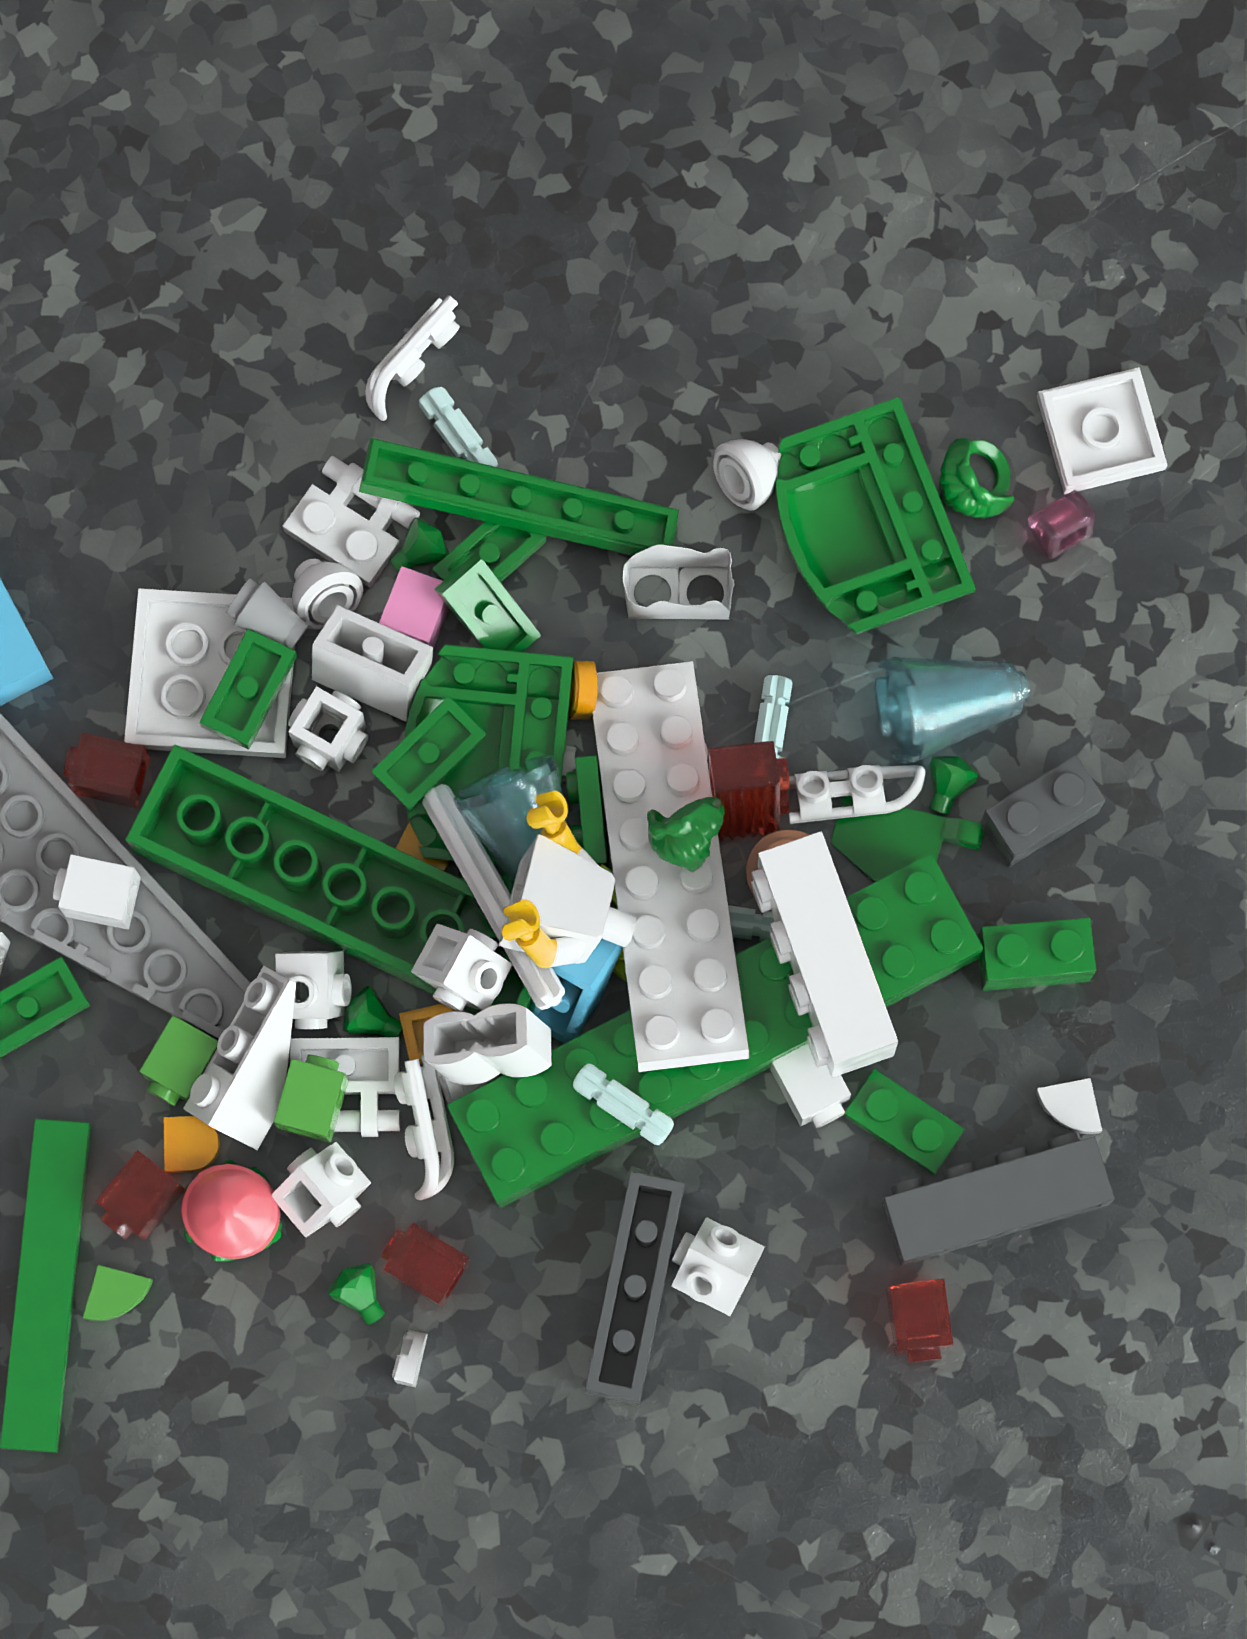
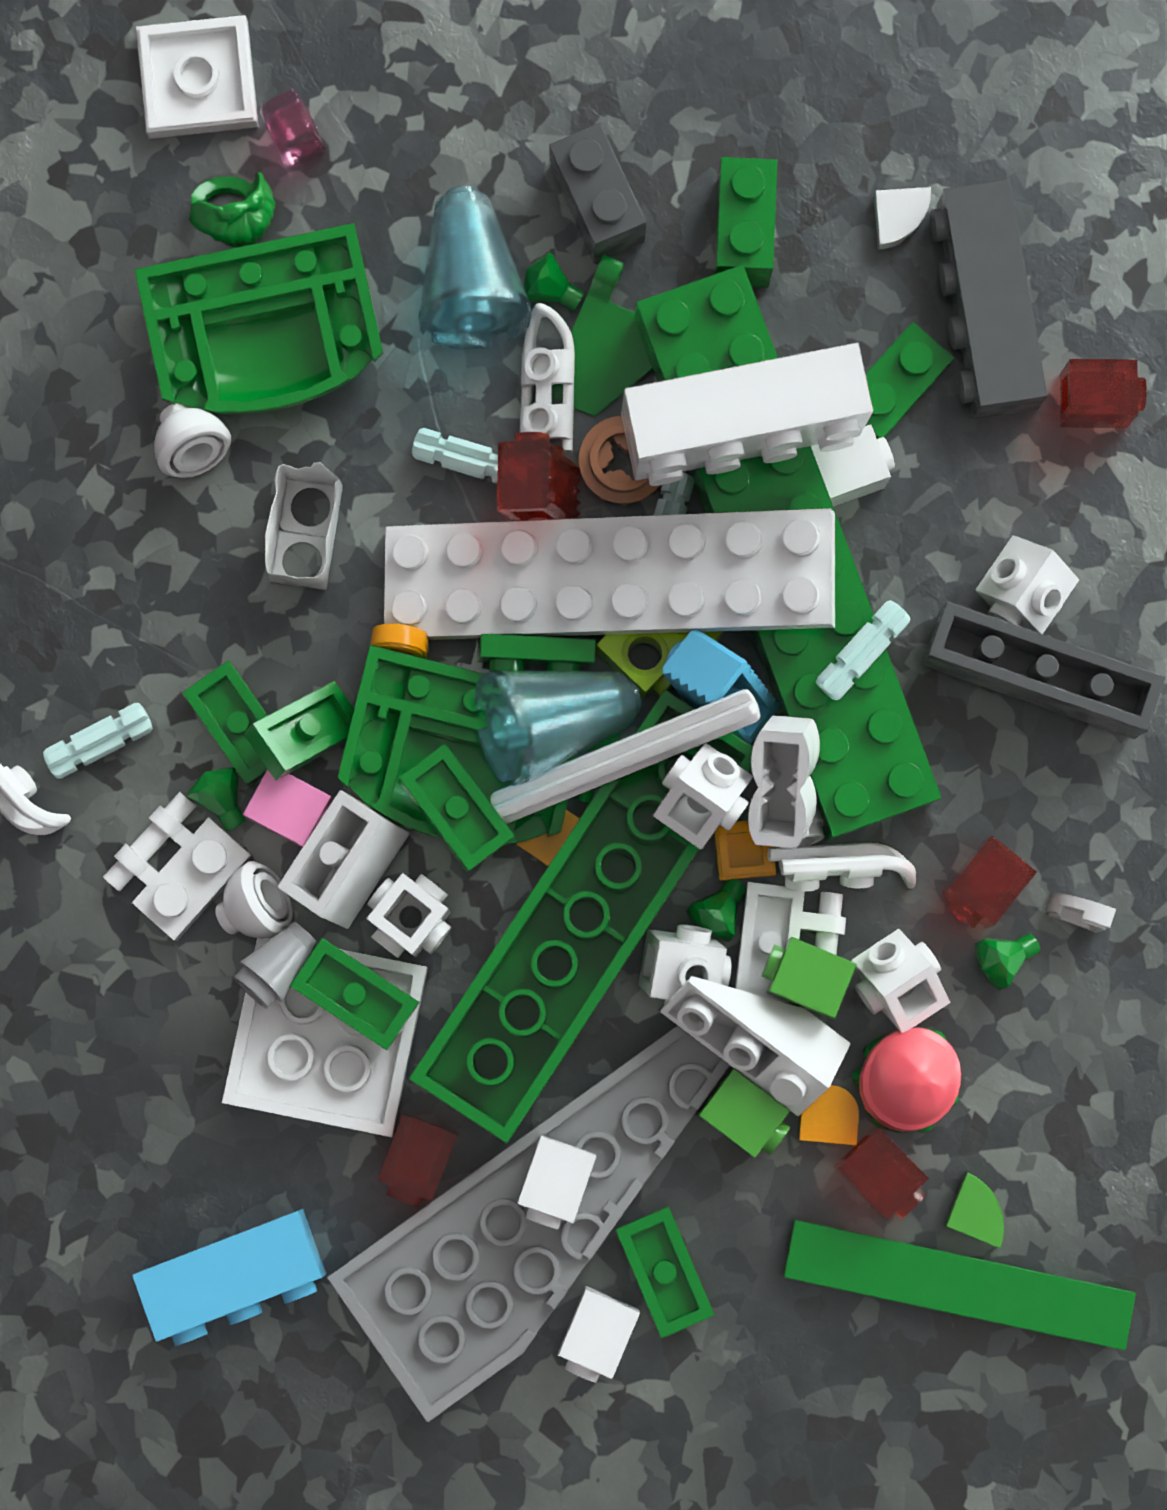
camera: 85 degrees left, 5 degrees up
(515, 499) = (185, 685): green tile -> none
(560, 895) = (644, 680): white torso -> none
(687, 833) = (598, 538): green piece -> none

